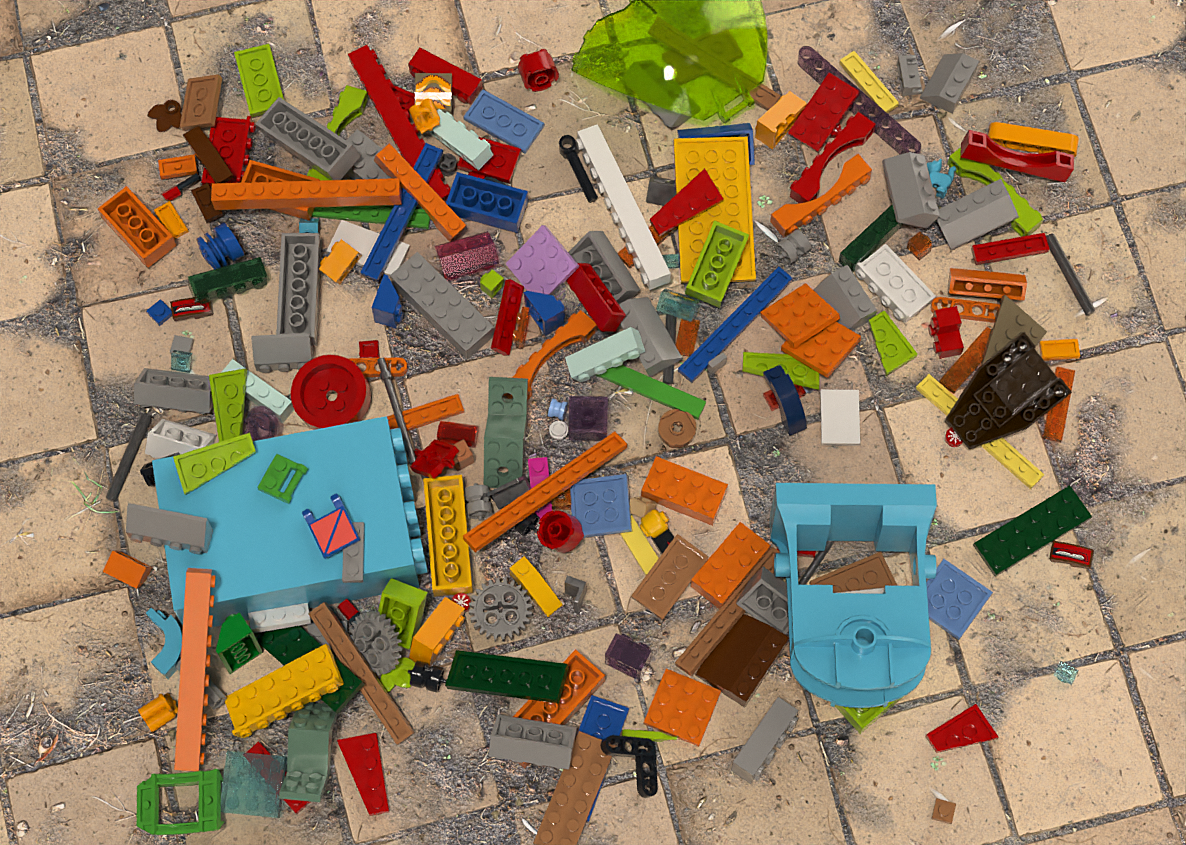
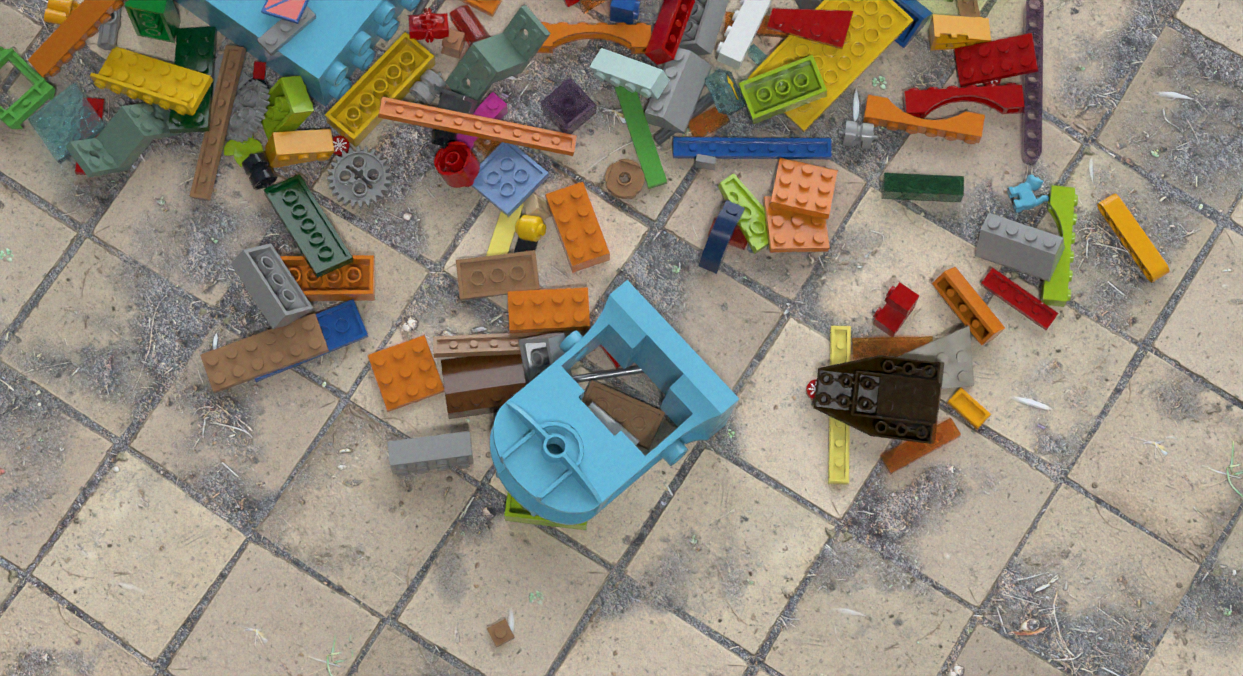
camera: 45 degrees right, 5 degrees up
(279, 618) = (205, 28): white plate -> none
(365, 765) = (154, 189): red wing -> none
(537, 589) = (400, 186): yellow slope -> none
(557, 409) = (555, 78): light blue wheel -> none
(558, 430) = (539, 94): white plate -> none
(575, 588) = (420, 223): flat silver panel -> none
(628, 656) = (406, 303): clear purple brick -> none
(641, 756) = (337, 376): black beam -> none
(652, 735) = (359, 366): lime piece -> none
(840, 417) = (749, 291): white tile -> none
(847, 297) = (851, 211): light grey slope -> none
(868, 82) = (1059, 72): light yellow plate -> none
(890, 343) = (848, 277): lime wing -> none
(894, 283) = (902, 236): white bracket -> none
(909, 75) = (1097, 97): light grey hinge -> none
(911, 189) = (991, 179): light grey slope -> none
(919, 245) = (954, 228): clear orange plate -> none
(950, 81) = (1122, 133): light grey slope -> none
(954, 599) = (677, 497): medium blue plate -> none
(961, 731) = (577, 593): red wing -> none
(967, 308) = (938, 307): orange beam -> none
(1032, 531) = (793, 513): dark green plate -> none
(1050, 165) = (1080, 206): red arch -> none
(1066, 673) = (696, 633): clear light blue plate -> none
(1070, 274) = (1042, 362): flat silver axle -> none
(1071, 554) = (800, 558): slope -> none

